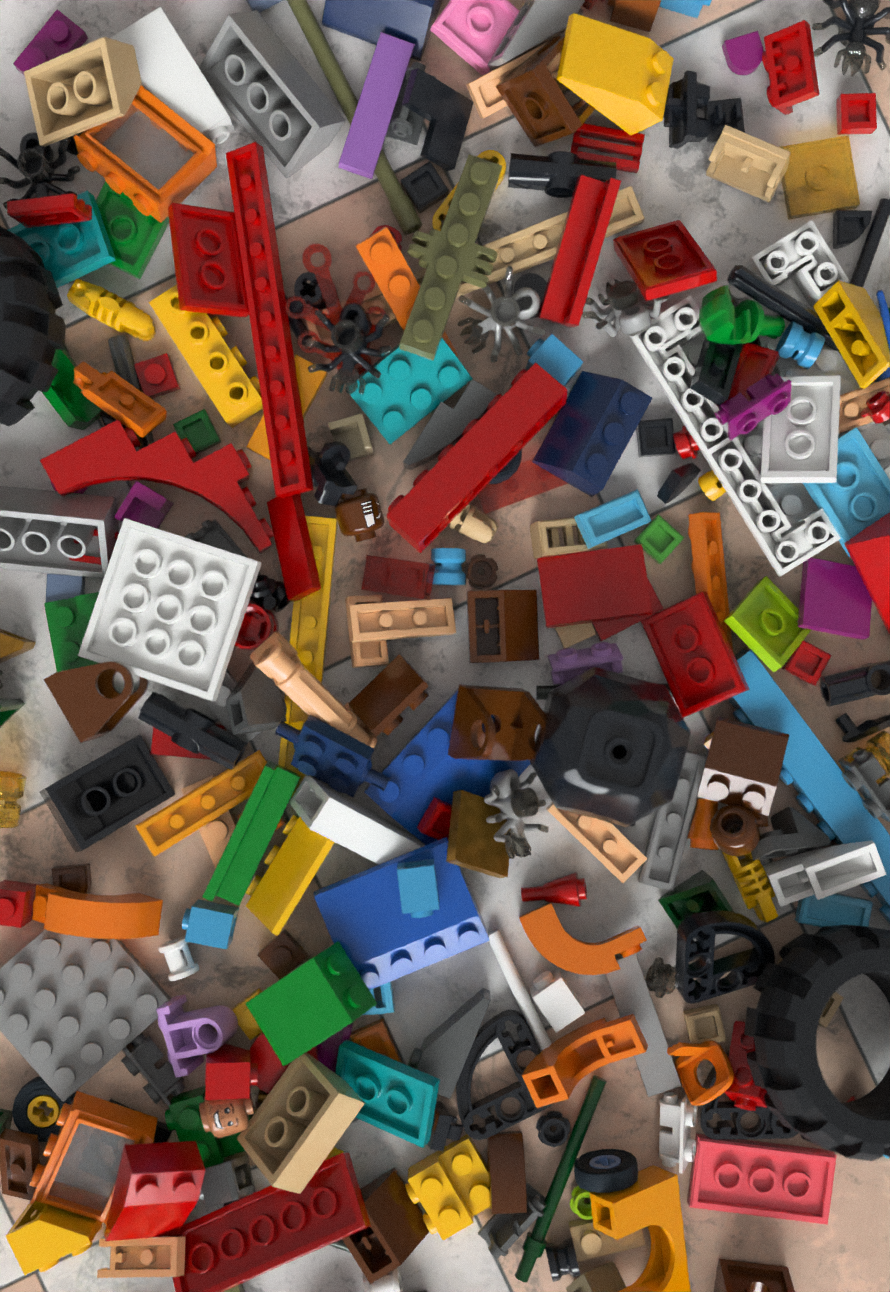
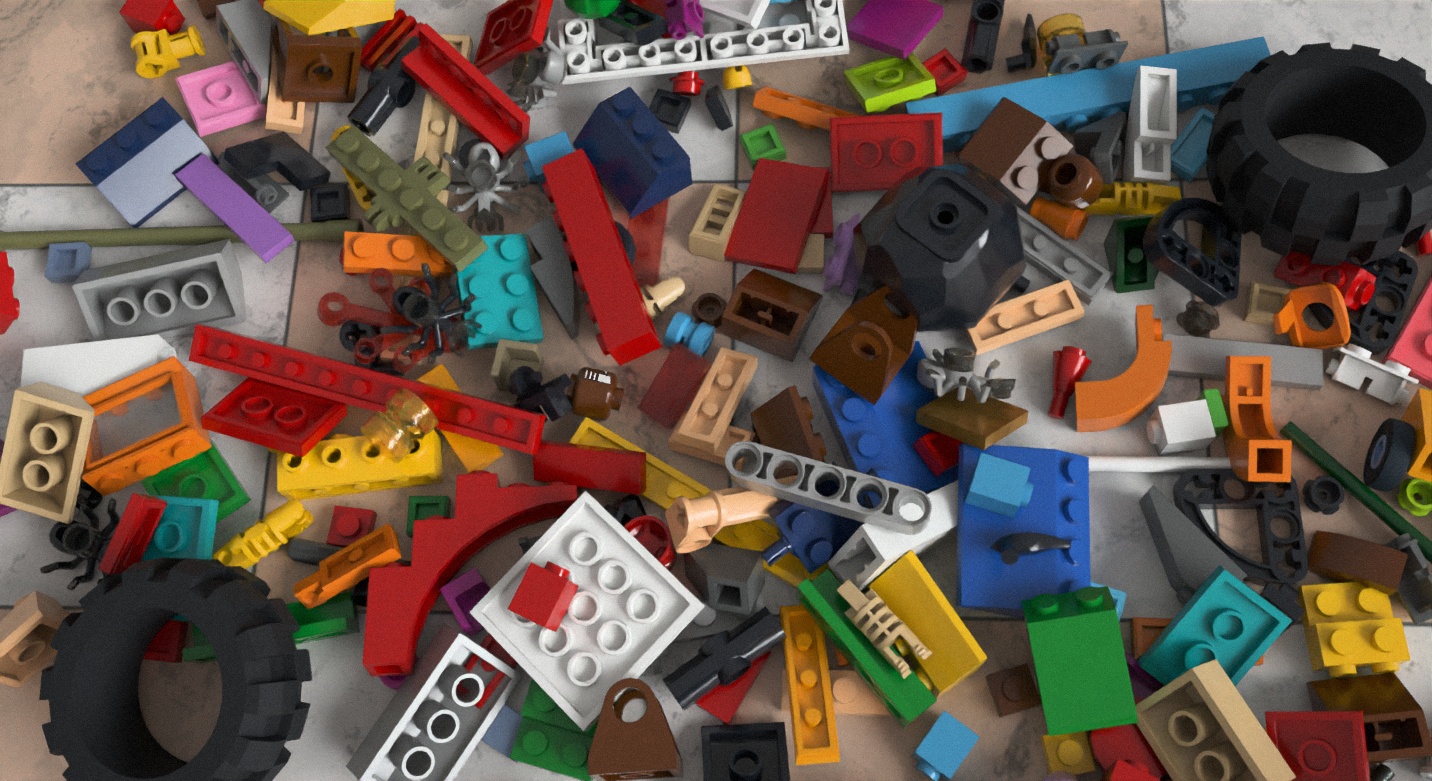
camera: 60 degrees left, 20 degrees down
(155, 575) = (544, 595): none -> red brick
(240, 377) = (399, 425): none -> clear yellow wheel
(269, 840) = (880, 625): none -> tan hinge
(335, 778) = (843, 502): none -> light grey beam
(379, 918) = (1027, 543): none -> black bar
(584, 1021) = (1216, 409): none -> bright green tile
(612, 519) = (722, 174): medium azure tile -> none

